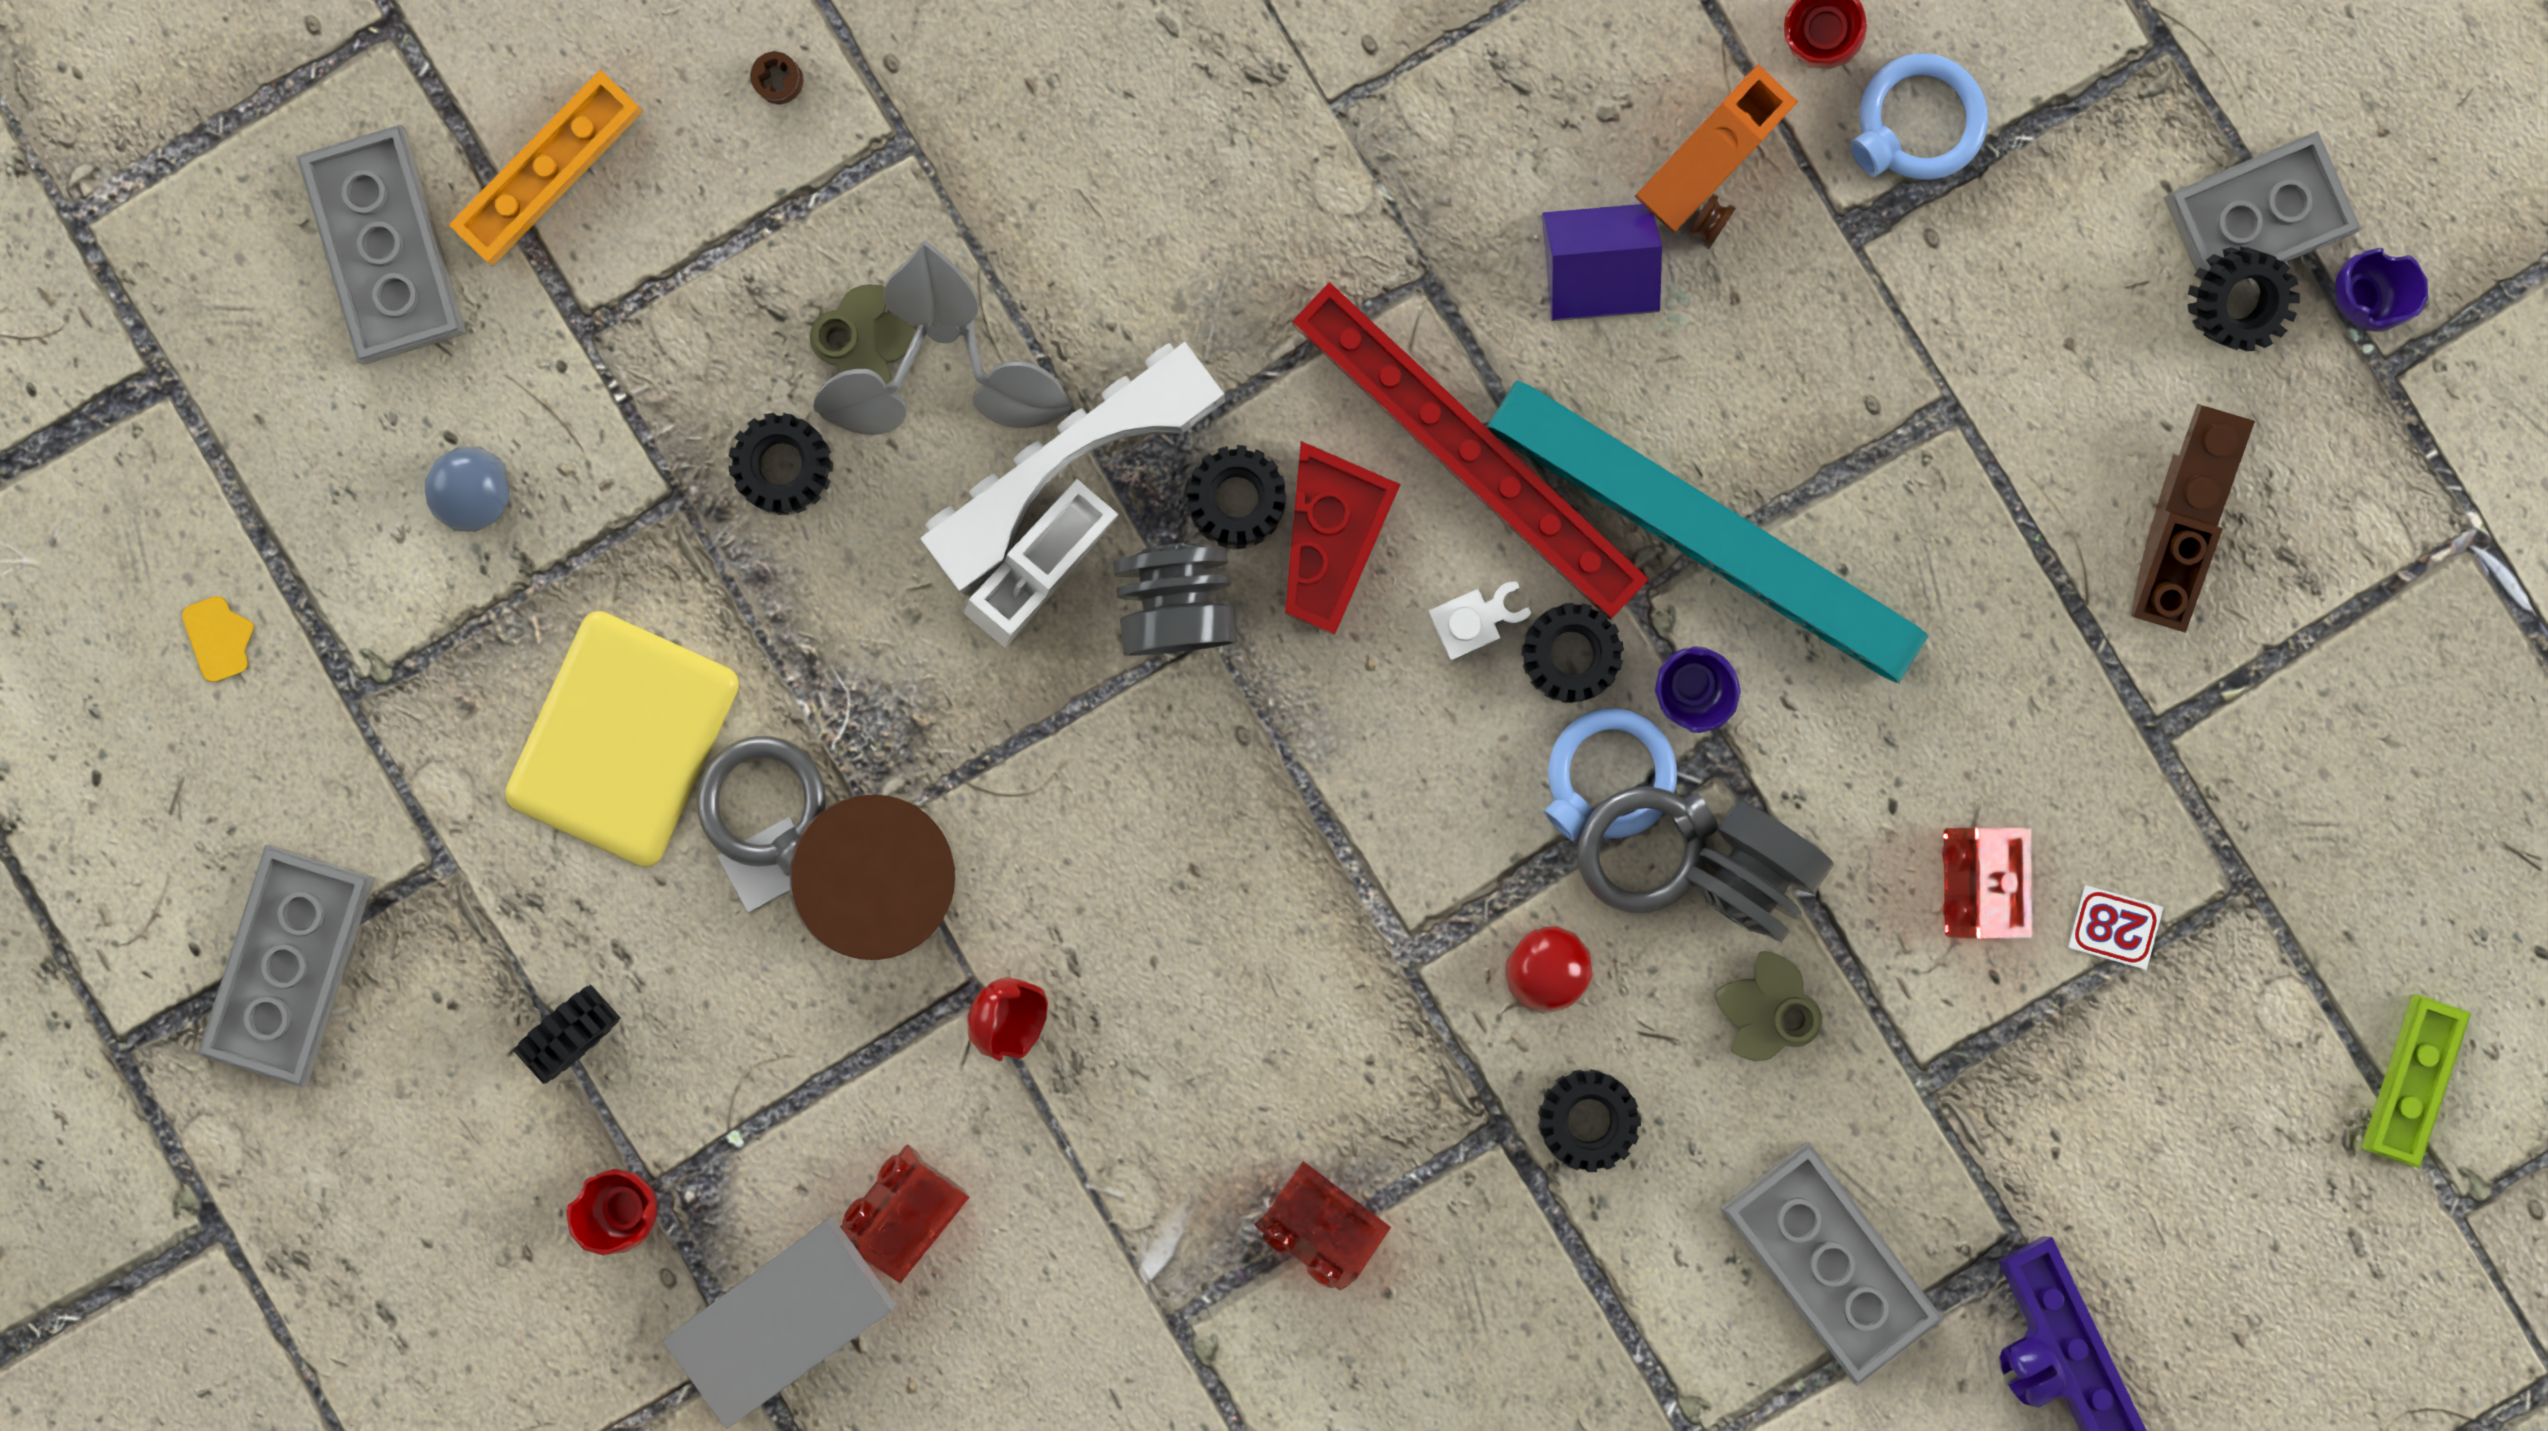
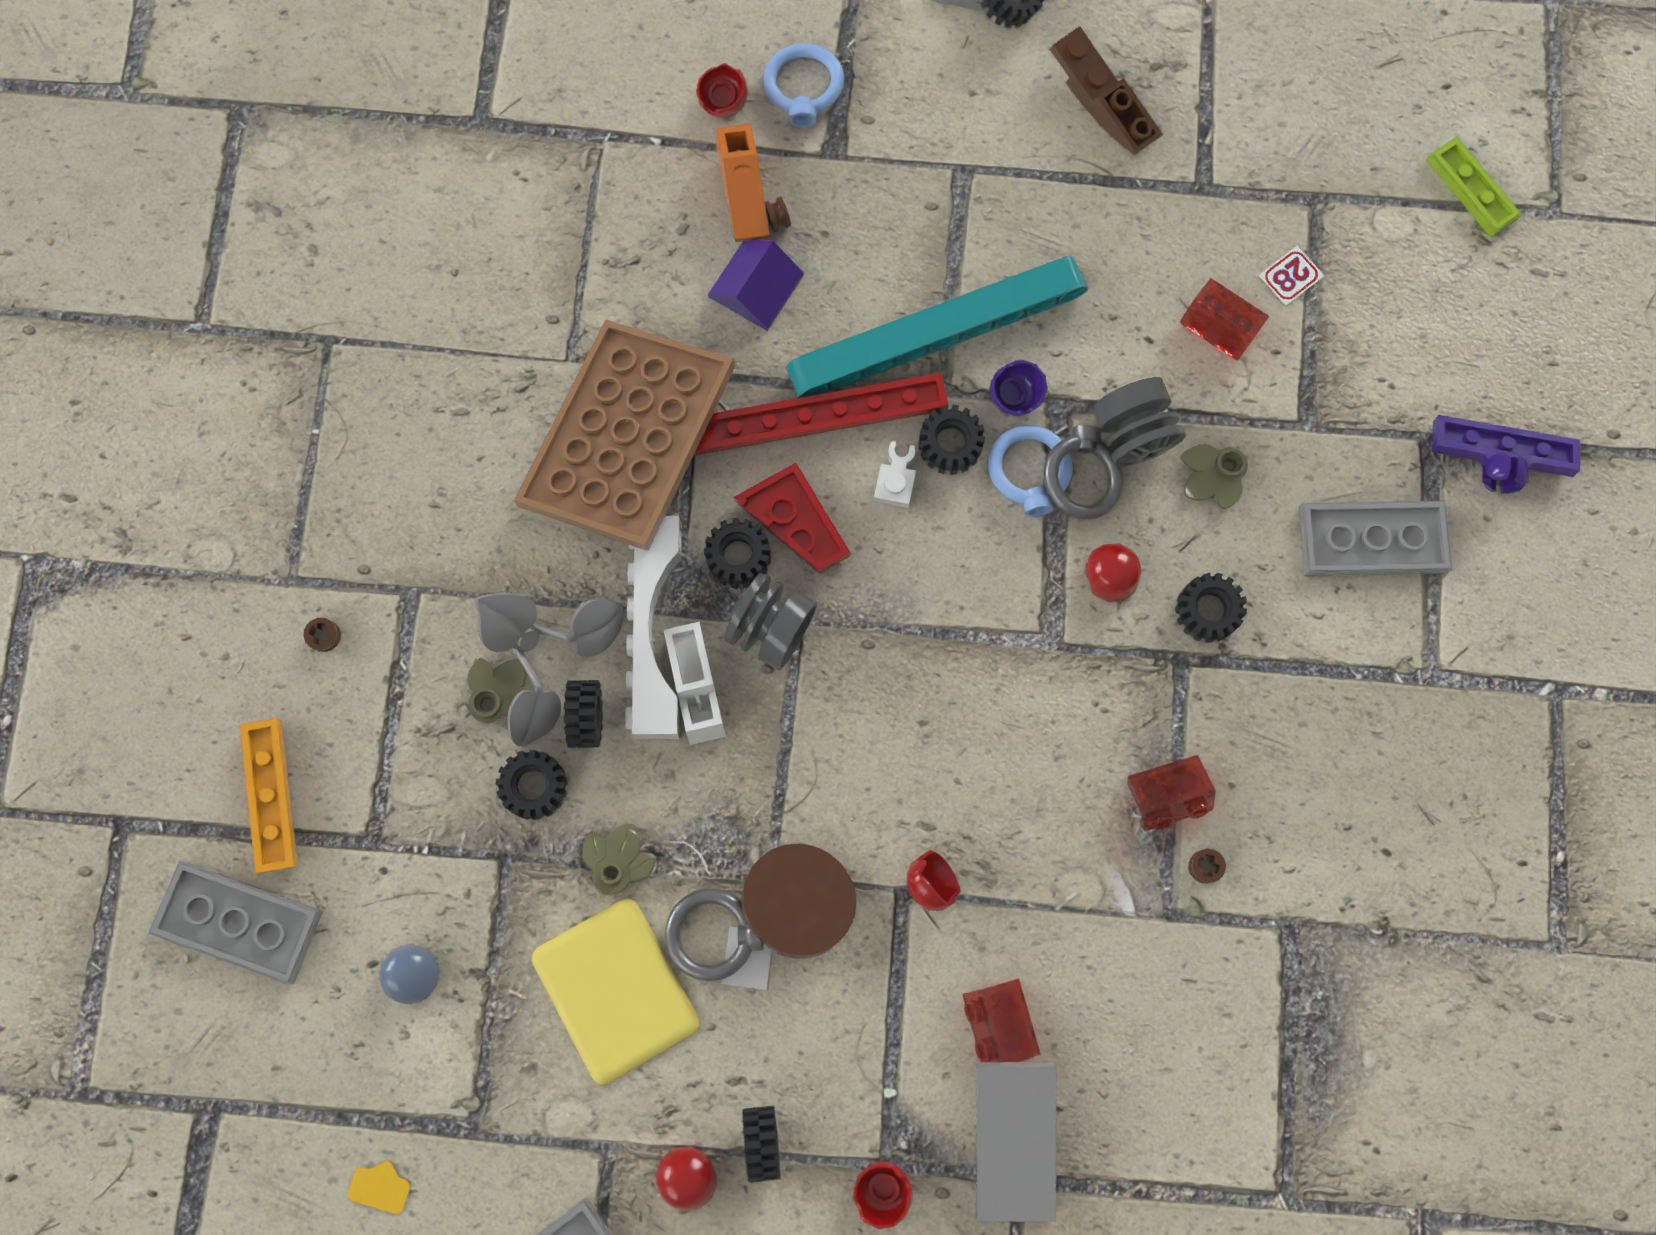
camera: 55 degrees left, 10 degrees down
(472, 975) = (686, 1178): none -> red hair
(777, 628) = (617, 853): none -> olive plate
(903, 462) = (583, 713): none -> black tyre
(1249, 1323) = (1216, 860): none -> reddish brown bush
(1281, 252) = (625, 434): none -> medium nougat plate

